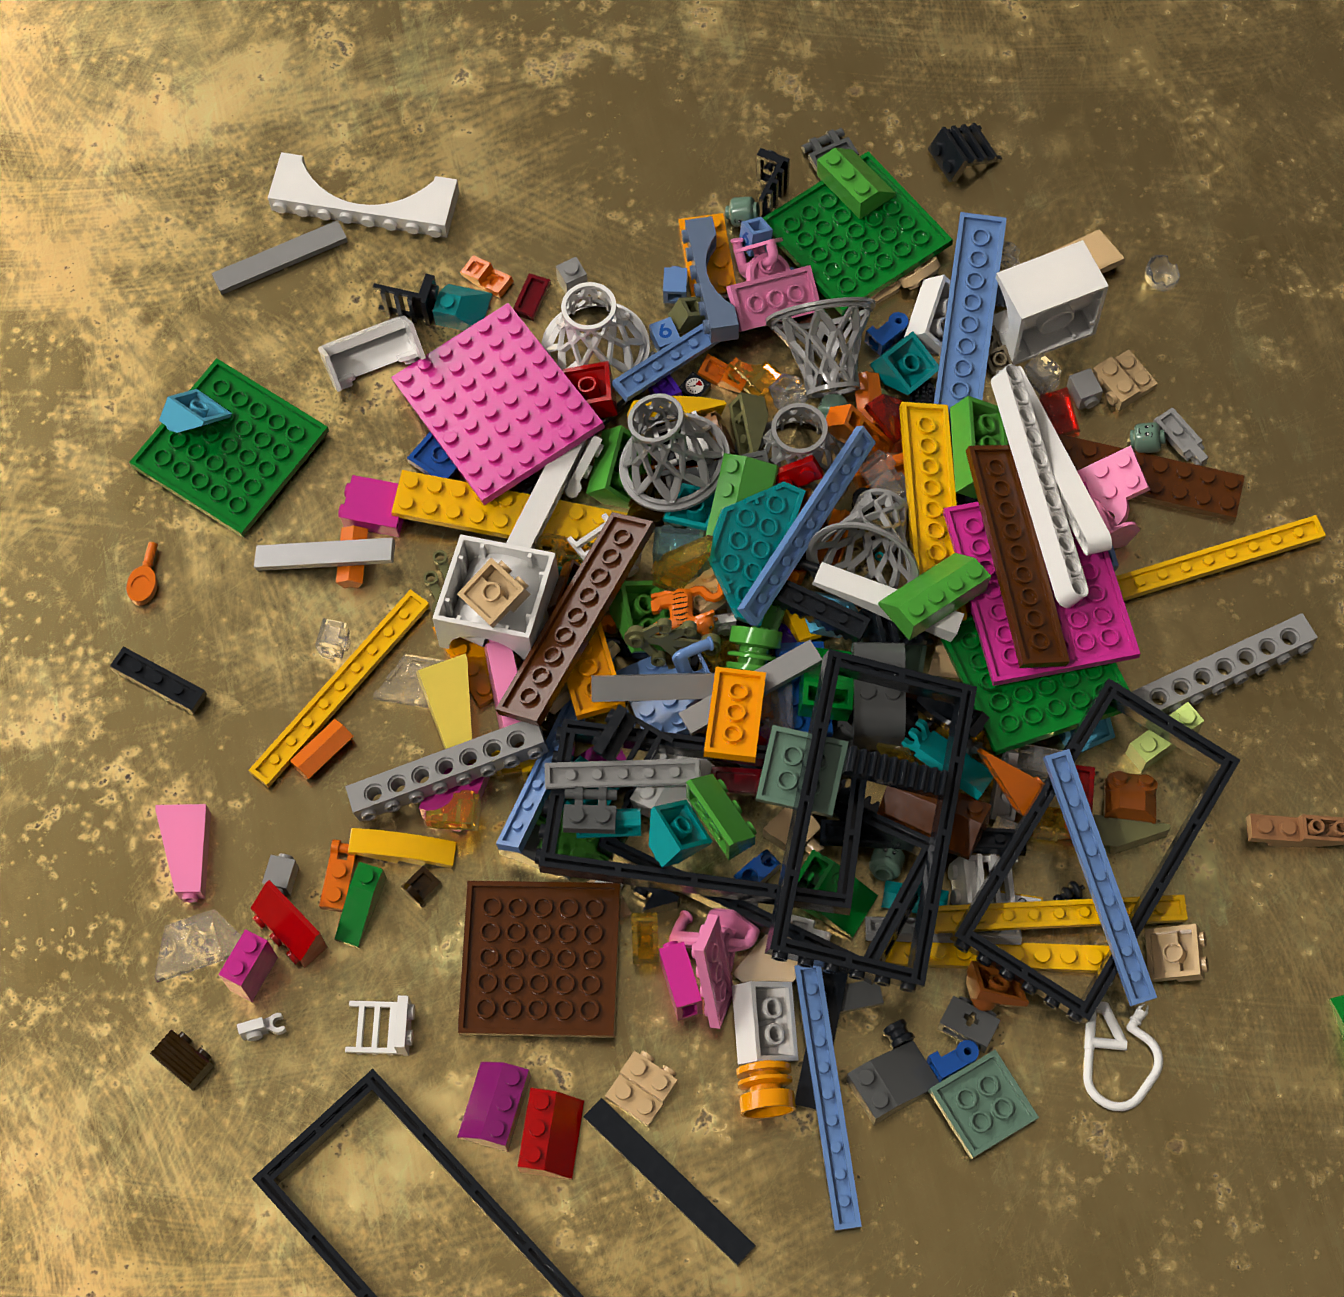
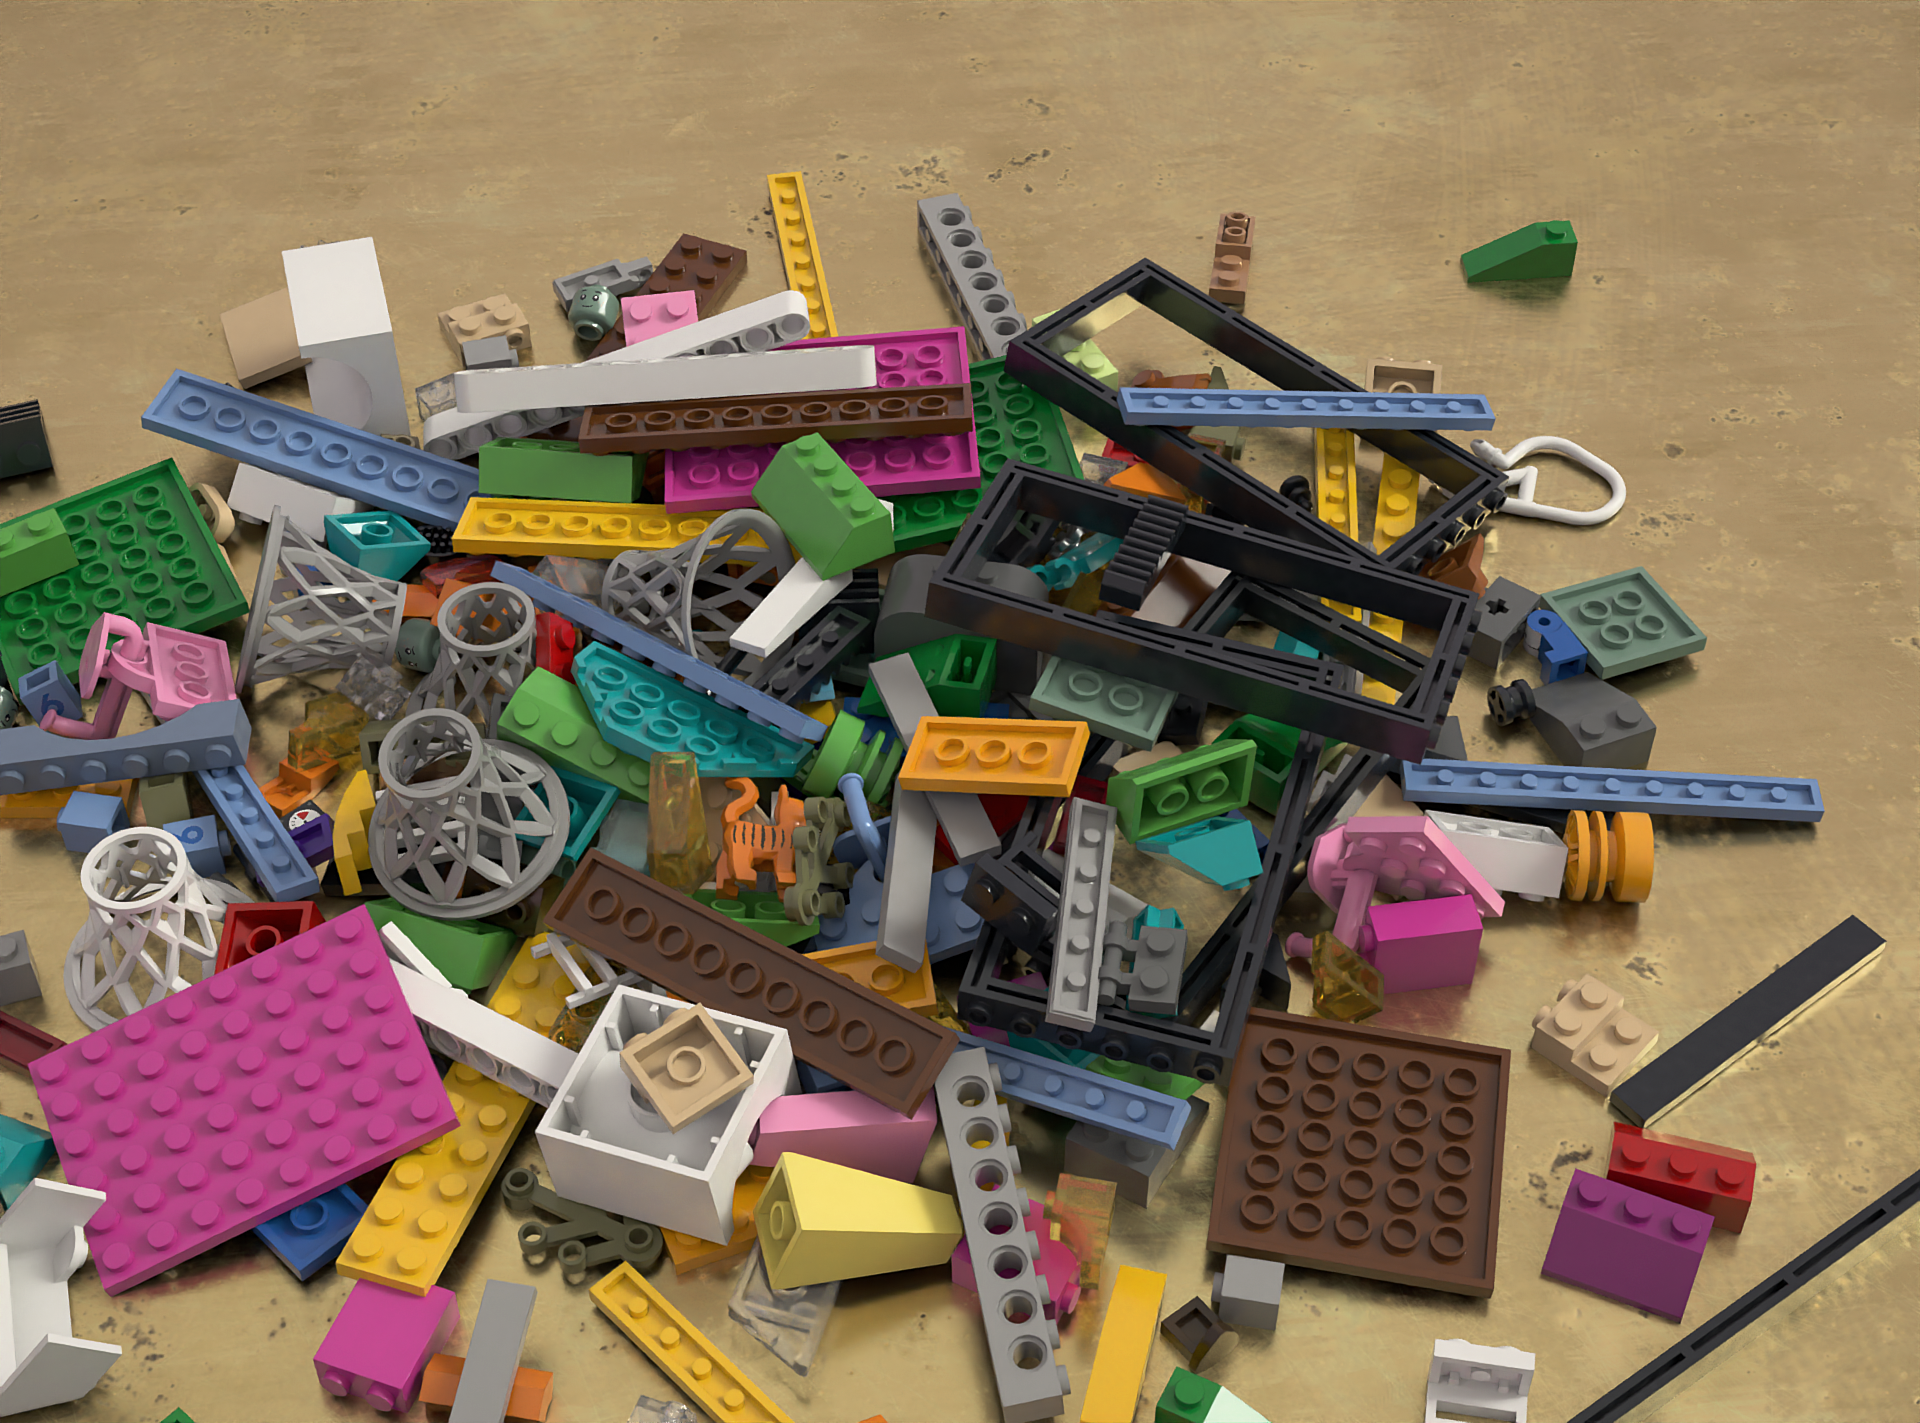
camera: 85 degrees left, 20 degrees down
(443, 907) = (1249, 1292): none -> light grey brick

